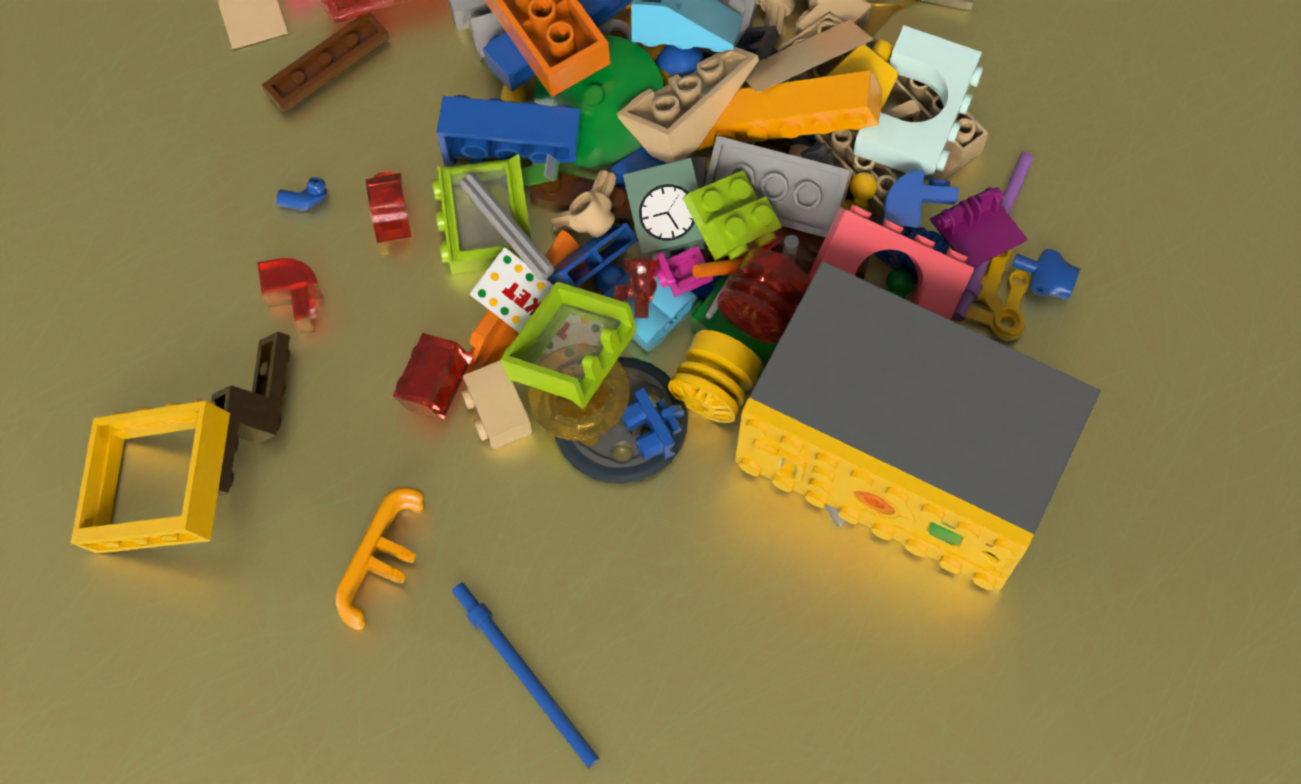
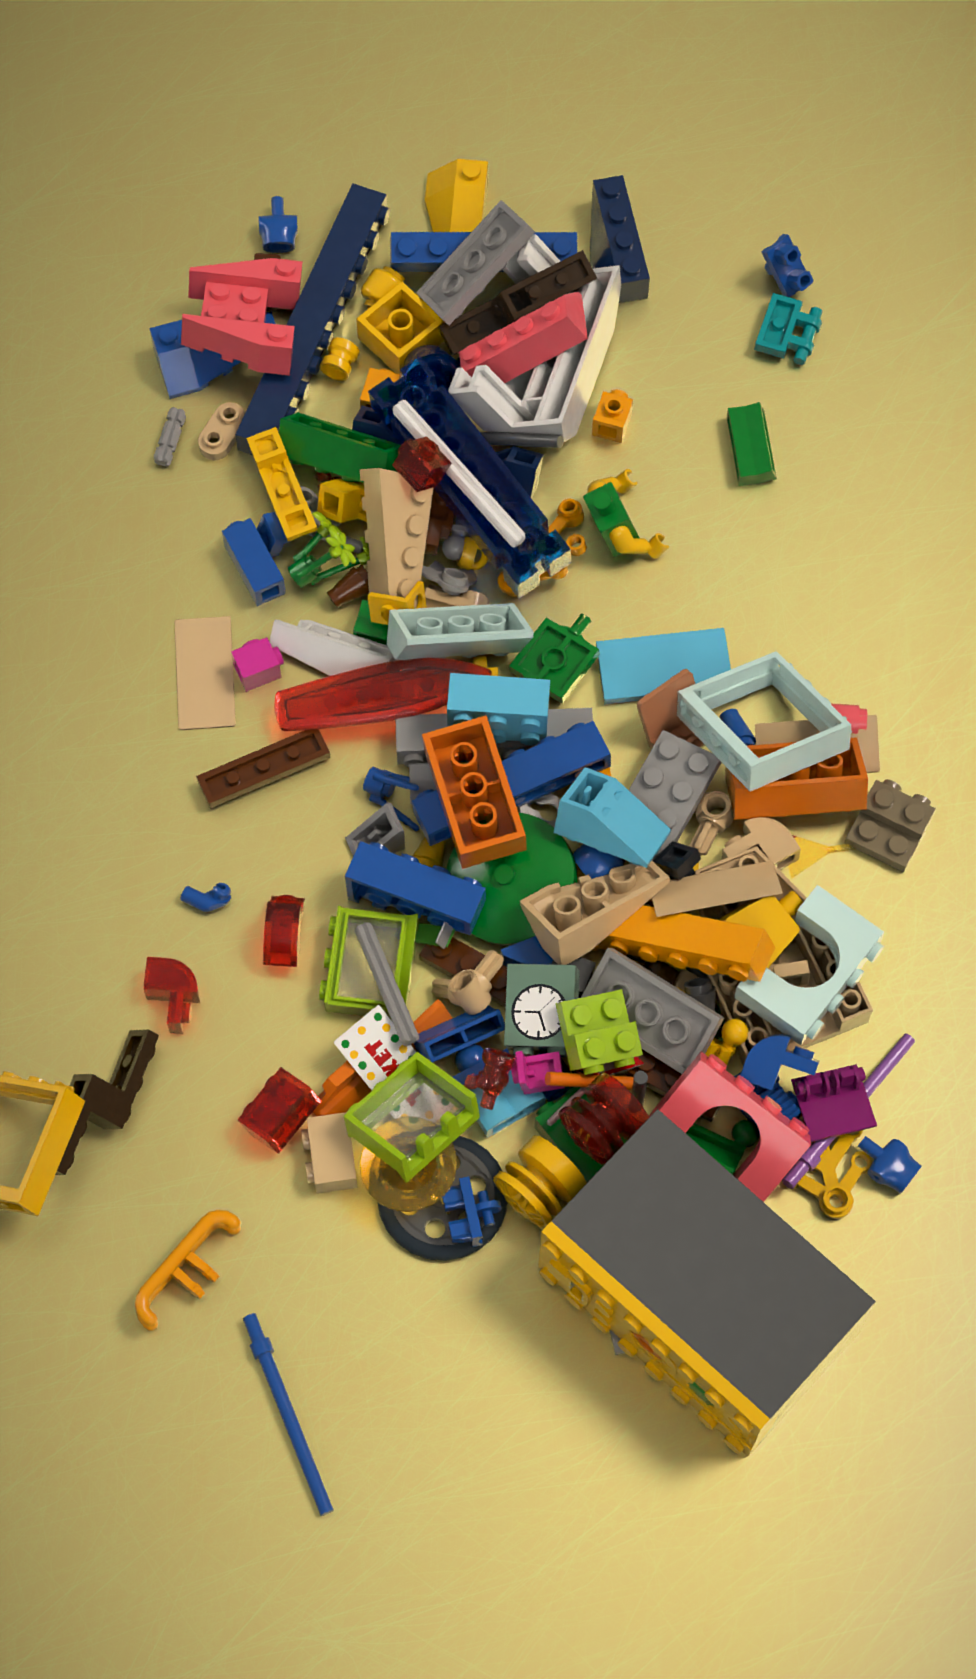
camera: 15 degrees right, 0 degrees up
(448, 48) = (383, 783): none -> blue plant
(459, 81) = (381, 828): none -> light grey slope

